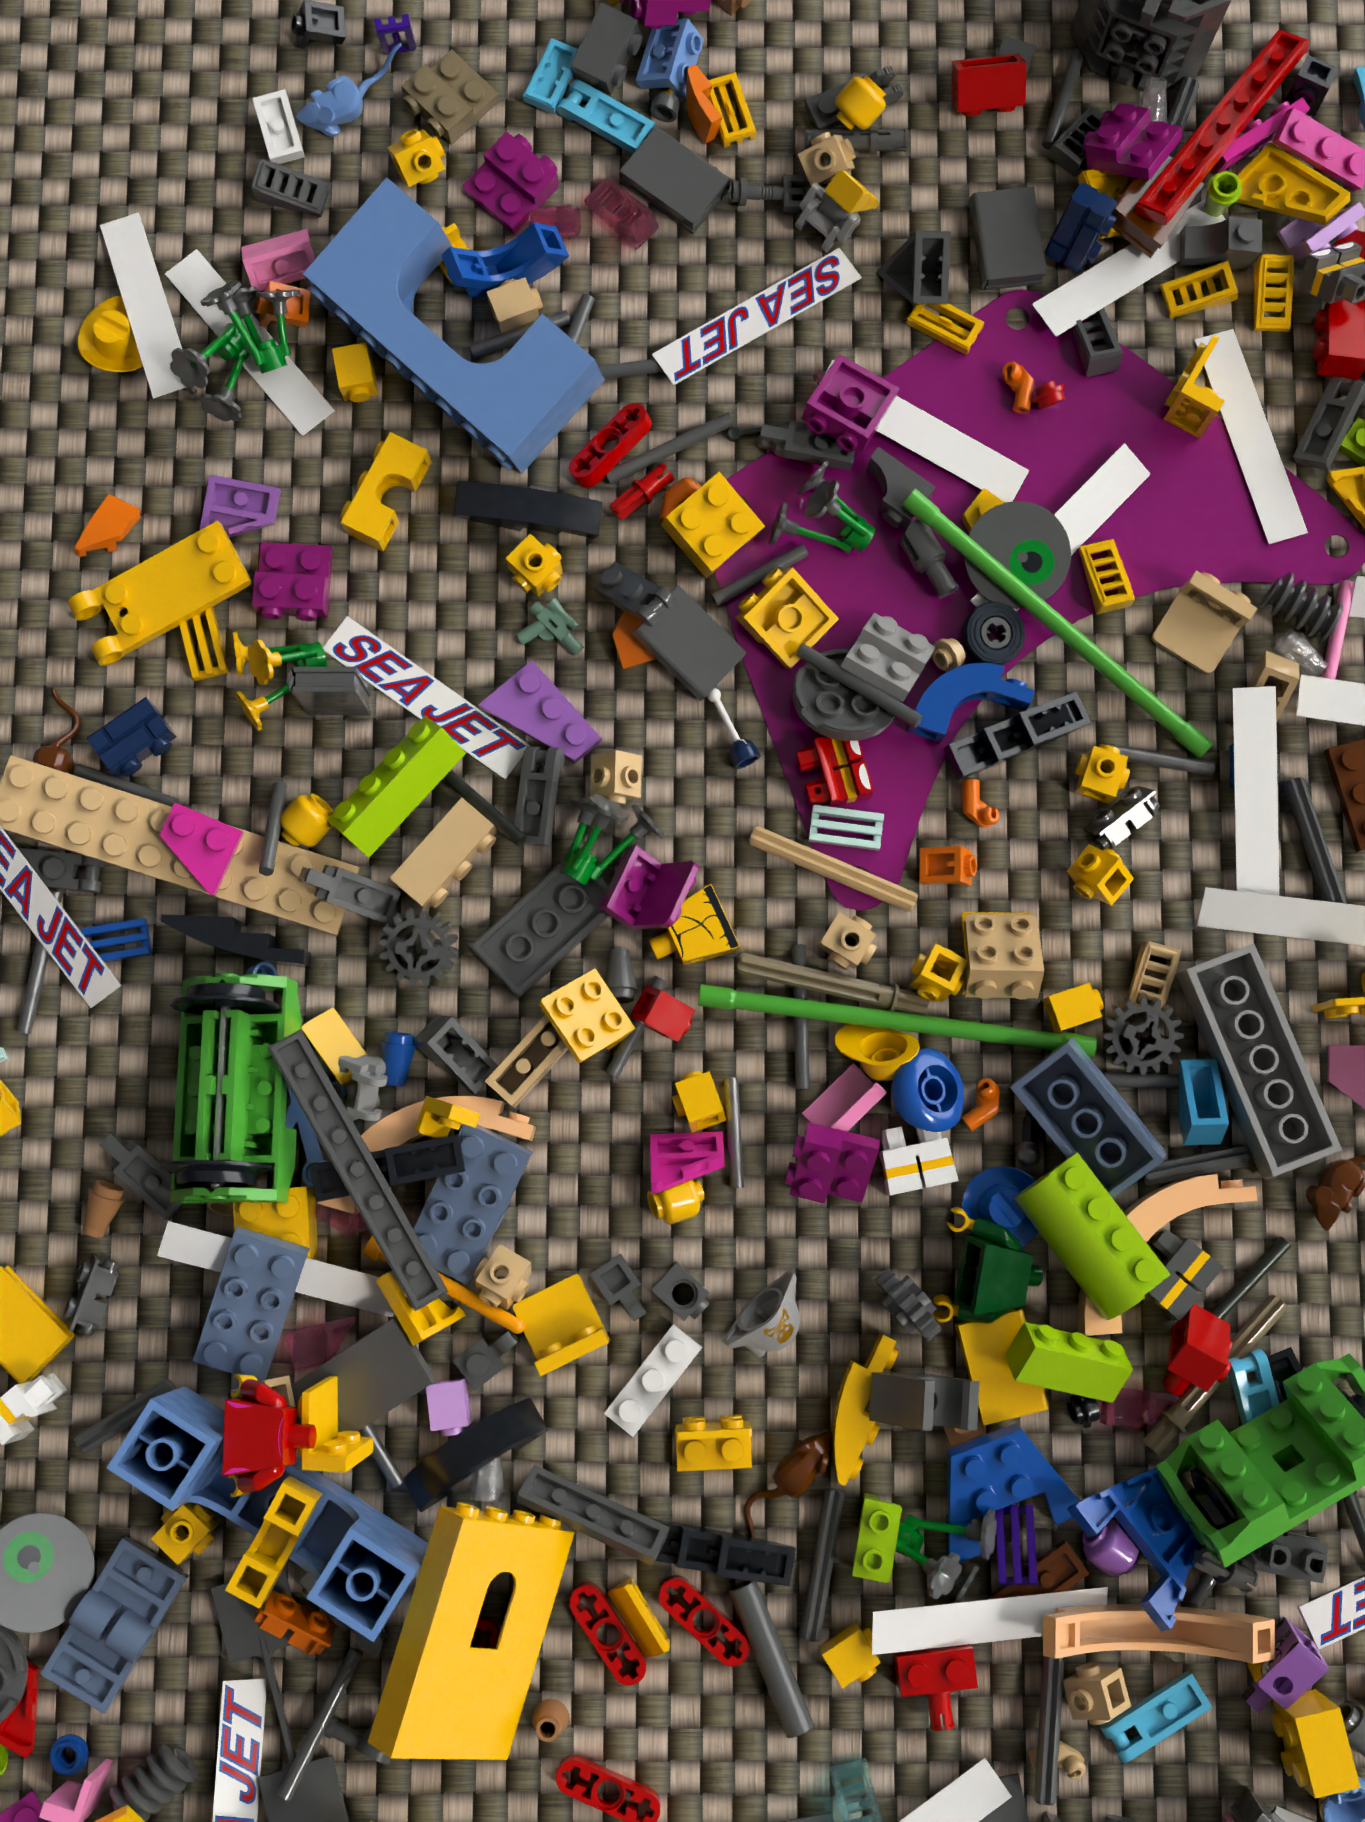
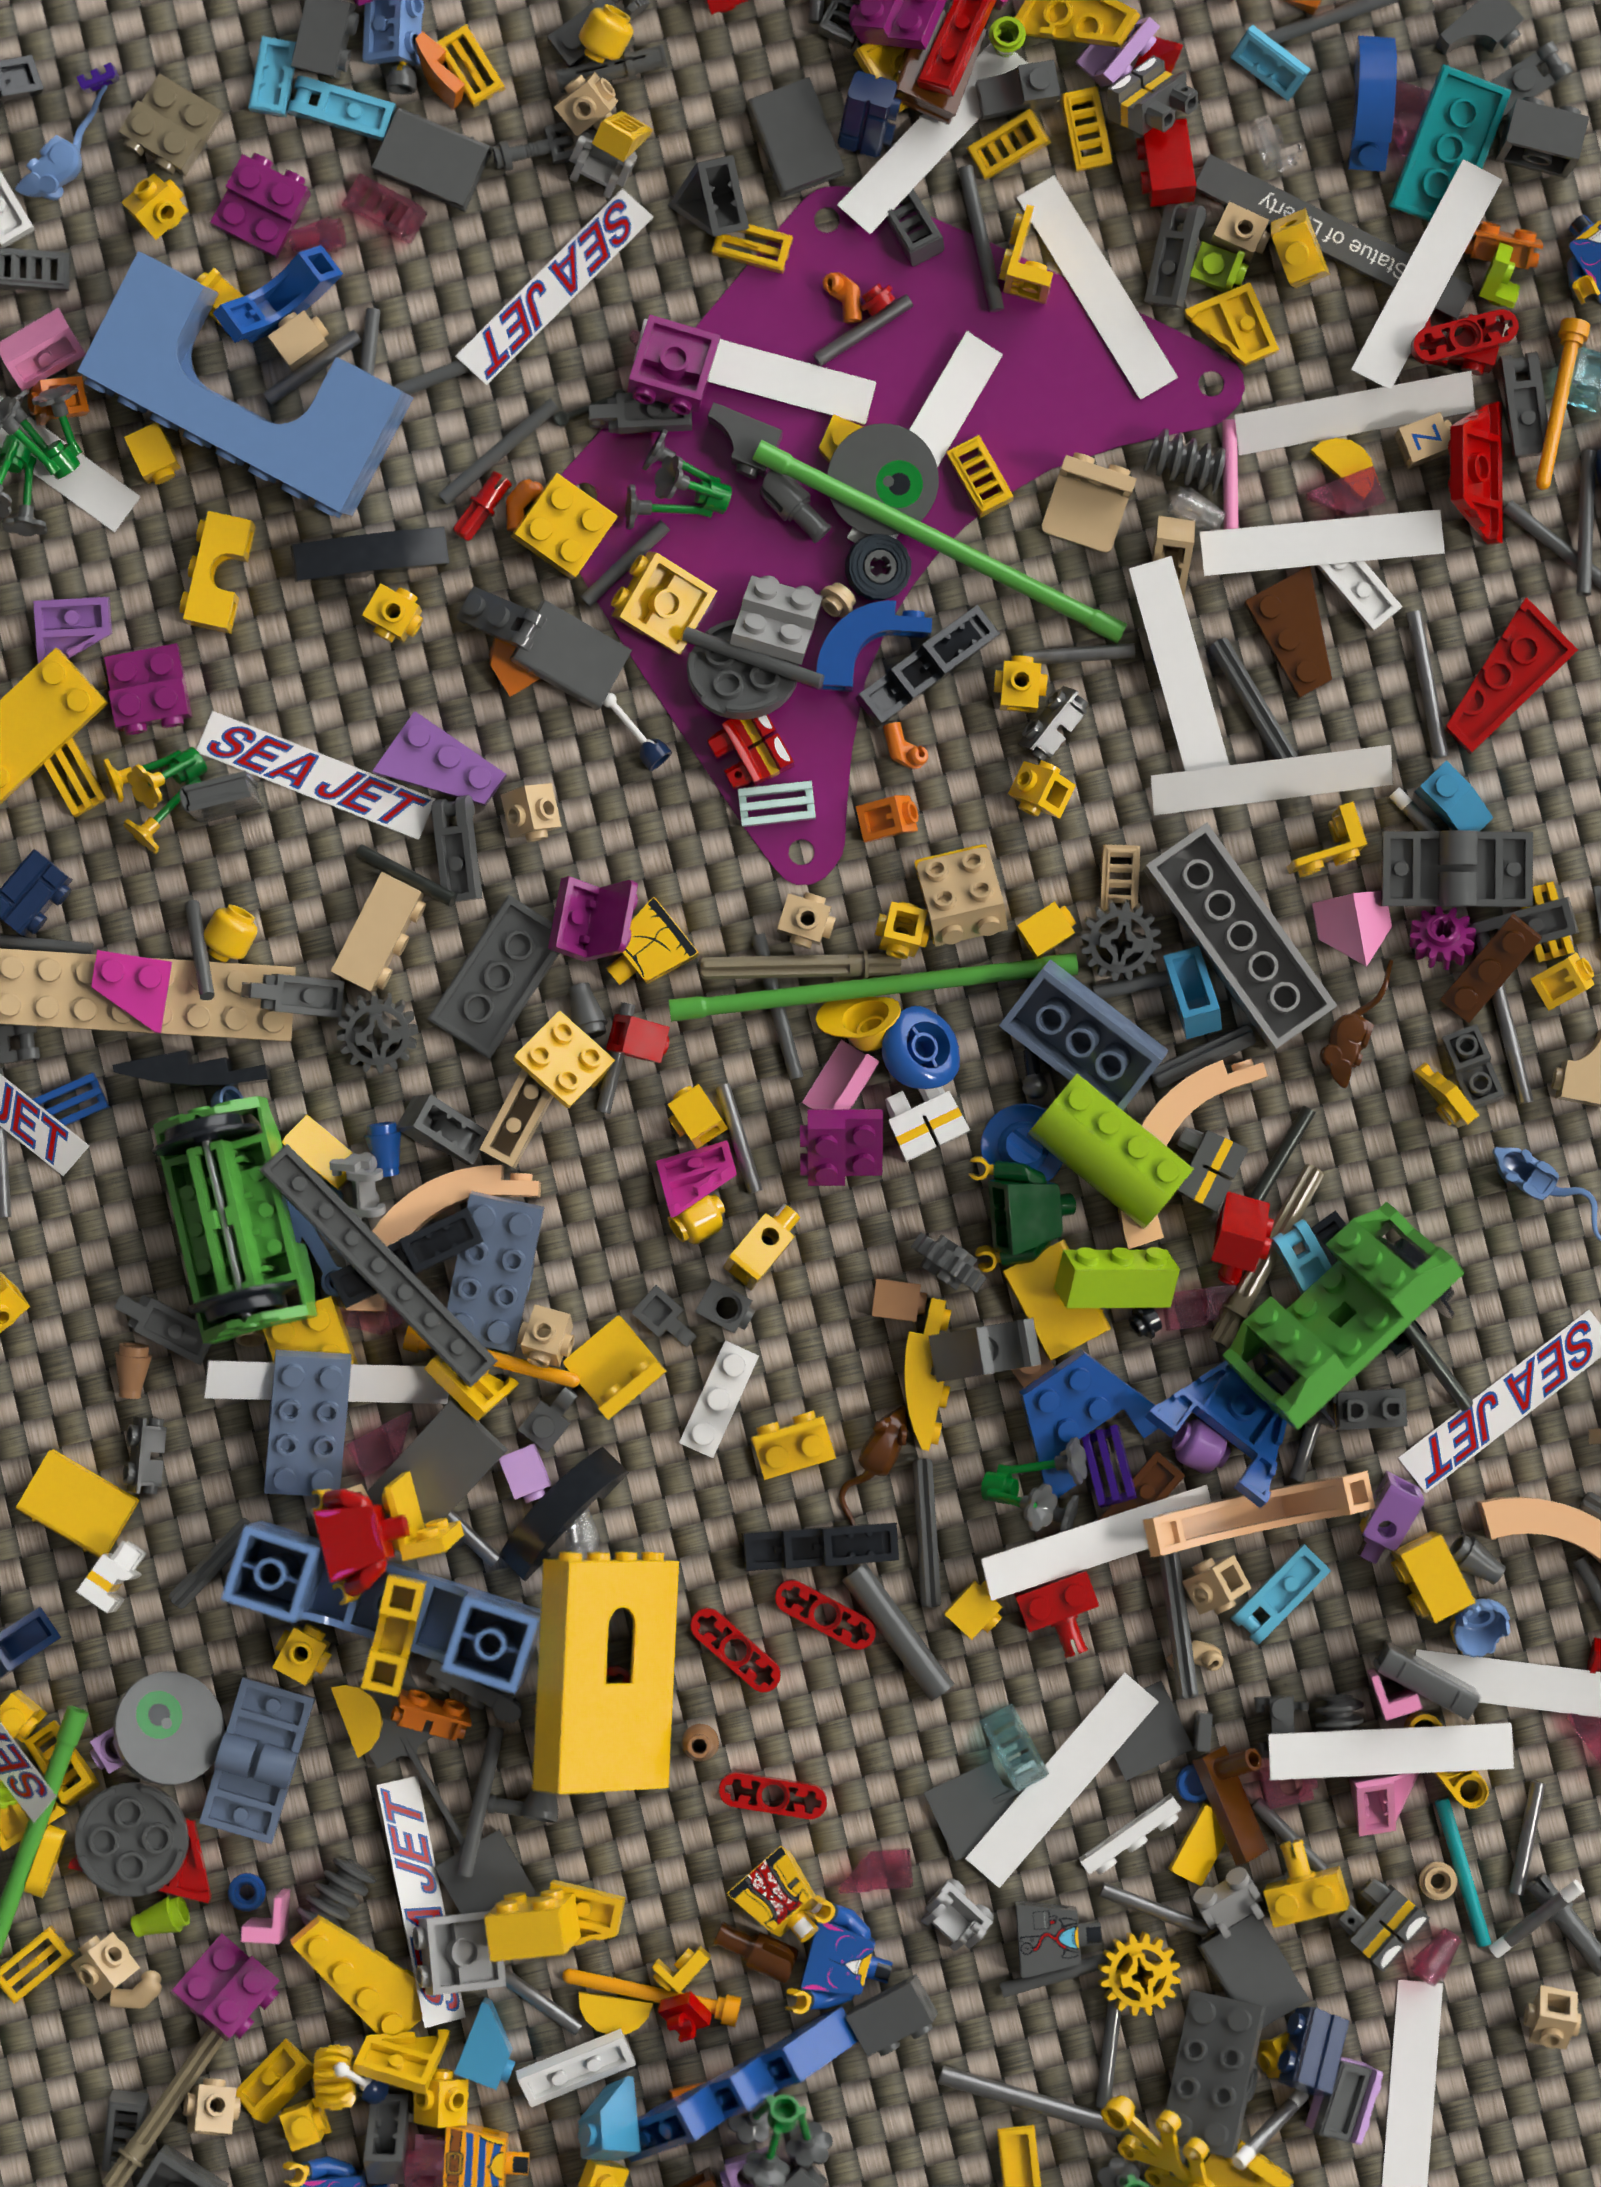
camera: 10 degrees left, 5 degrees up
(225, 1610) = (360, 1715): none -> yellow tile
(396, 786) = (312, 876): lime brick -> none
(440, 1116) = (444, 1195): yellow bracket -> none
(551, 624) = (425, 668): sand green piece -> none
(578, 860) = (516, 906): plant -> none
(587, 456) = (440, 480): red beam -> none
(593, 1515) = (692, 1539): dark grey plate -> none
(639, 1618) = (762, 1628): yellow slope -> none
(720, 1251) = (754, 1257): none -> yellow torso
(768, 1320) = (817, 1313): light grey hat -> none
(833, 868) = (773, 849): tan axle -> none
(849, 1328) = (898, 1300): none -> medium nougat brick
(876, 1539) = (971, 1493): lime bracket -> none
(986, 1104) = (983, 1048): orange arm -> none
(1028, 421) = (863, 330): none -> flat silver bar
(1155, 366) = (981, 238): none -> dark grey bar
(1233, 1574) = (1314, 1438): dark grey axle -> none

